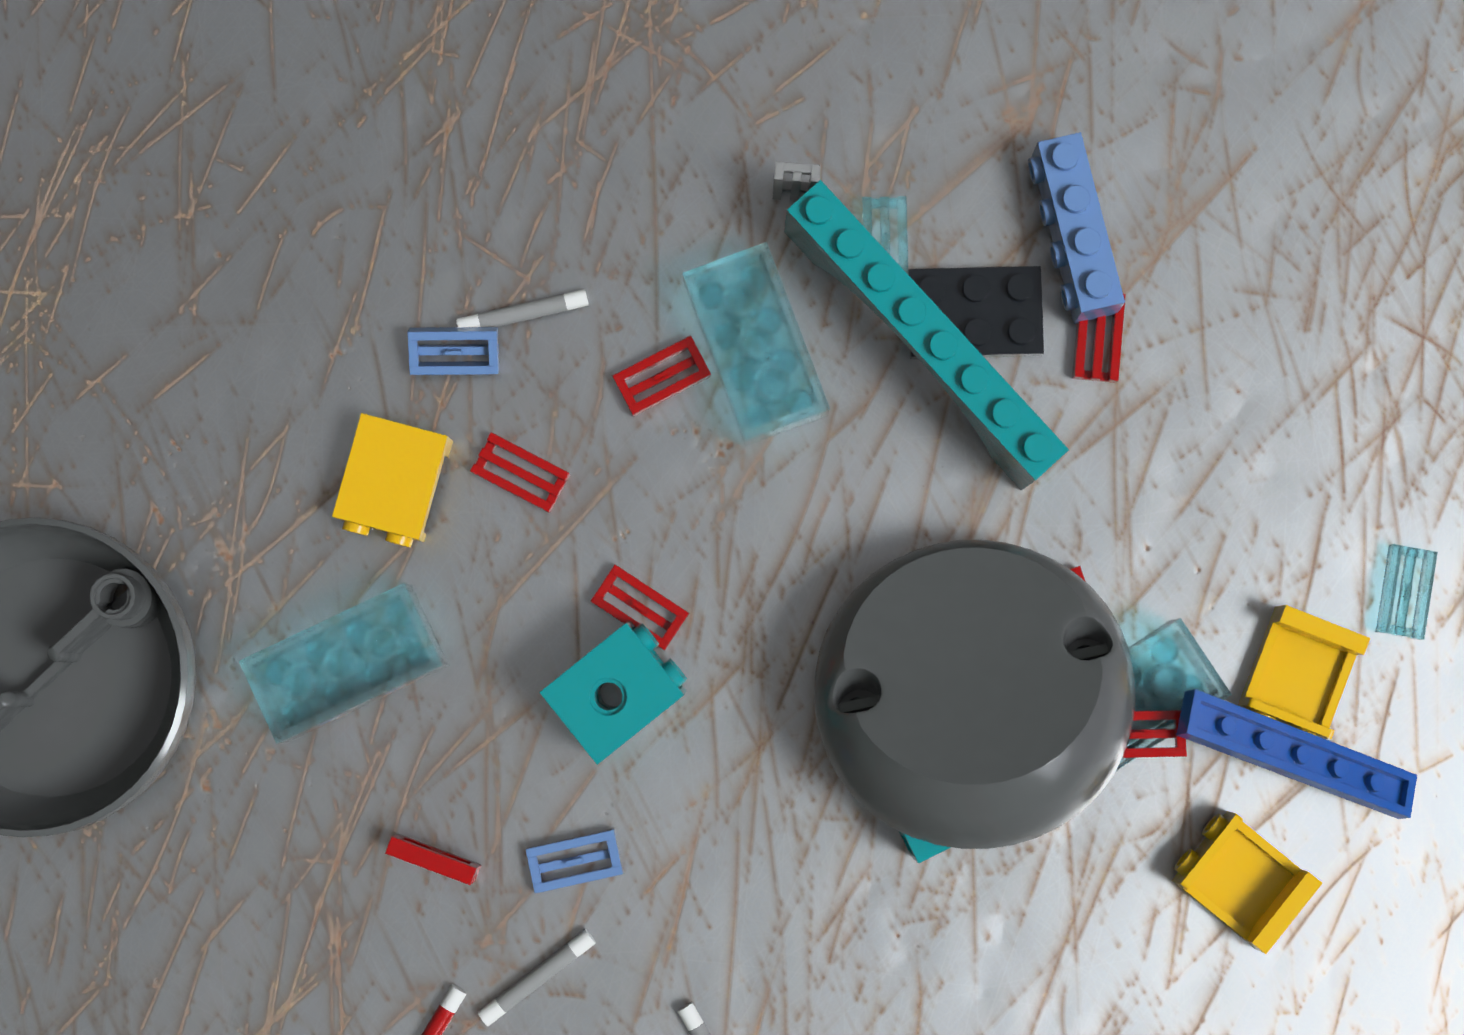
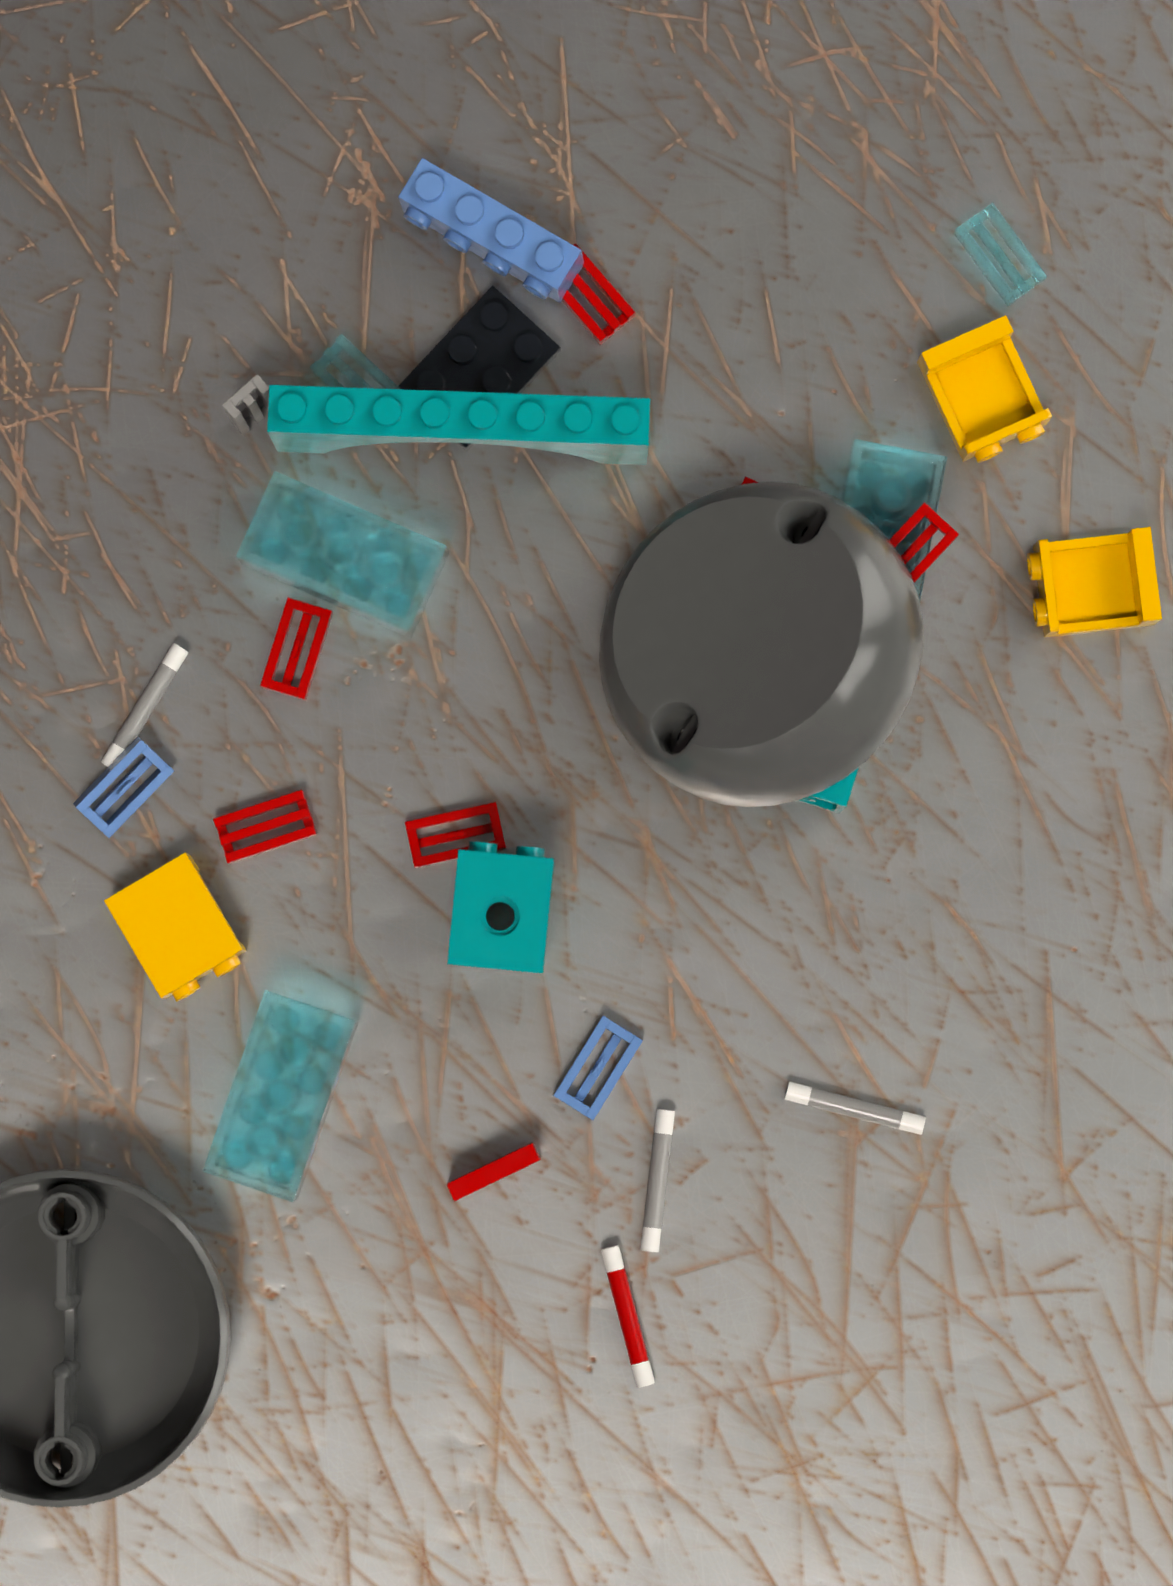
camera: 45 degrees left, 0 degrees up
(1296, 754) = (1037, 452): blue plate -> none

